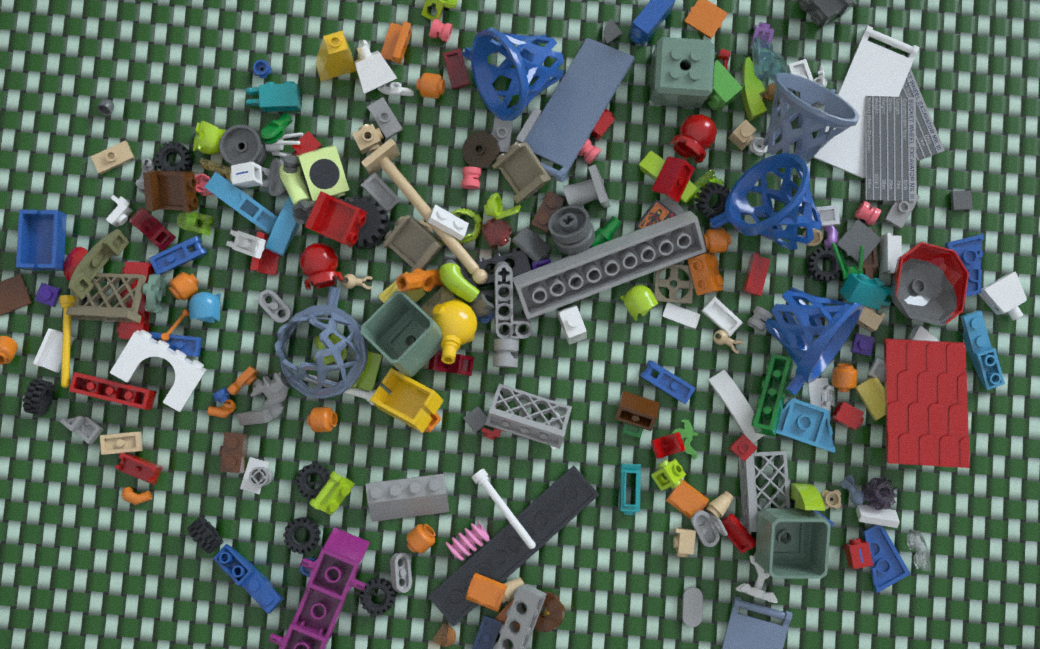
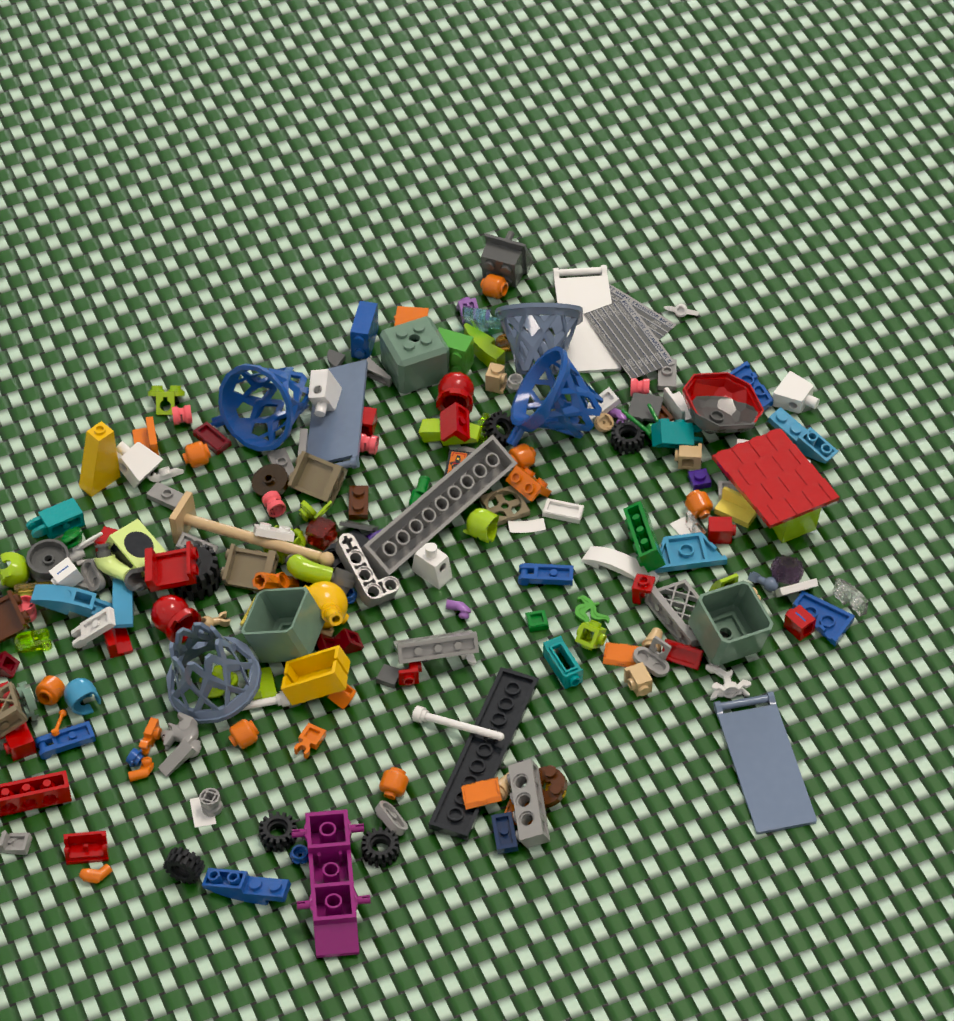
camera: 20 degrees left, 35 degrees down
(121, 443) = (53, 837): tan plate -> none
(142, 346) = (91, 747): white arch -> none
(177, 255) = (33, 668): blue plate -> none
(234, 452) = (174, 793): reddish brown brick -> none
(261, 64) = (31, 506): blue plate -> none
(275, 306) = (148, 670): light grey plate -> none
(302, 477) = (264, 795): black tyre -> none
(332, 493) = (288, 781): lime plate -> none
(362, 138) = (159, 512): tan brick -> none
(376, 452) = (310, 738): none -> orange plate
(407, 497) = (361, 757): light grey slope -> none
(445, 636) = (465, 852): clear orange tile -> none
(468, 541) = (439, 765): bright pink piece -> none
(505, 353) = (385, 612): light grey wheel -> none
(571, 229) = (388, 496): dark grey wheel -> none
(574, 79) = (323, 391): none -> white torso
(575, 378) = (459, 606): none -> medium lavender arm
(588, 190) = (390, 462): light grey plant -> none
(637, 411) = (531, 601): reddish brown brick -> none
(639, 68) = (378, 374): none -> light grey piece
(668, 445) = (577, 614): red bracket -> none
(692, 606) = (680, 728): light grey tile -> none
(724, 339) = (573, 524): tan arm -> none
(756, 275) = (572, 469): red panel -> none
(759, 318) = (597, 495): light grey wheel -> none
(800, 21) = (494, 286): none -> orange head
(810, 355) = (644, 478): blue piece -> none
(958, 138) = (681, 310): none -> white piece
(961, 200) = (713, 349): dark grey tile -> none

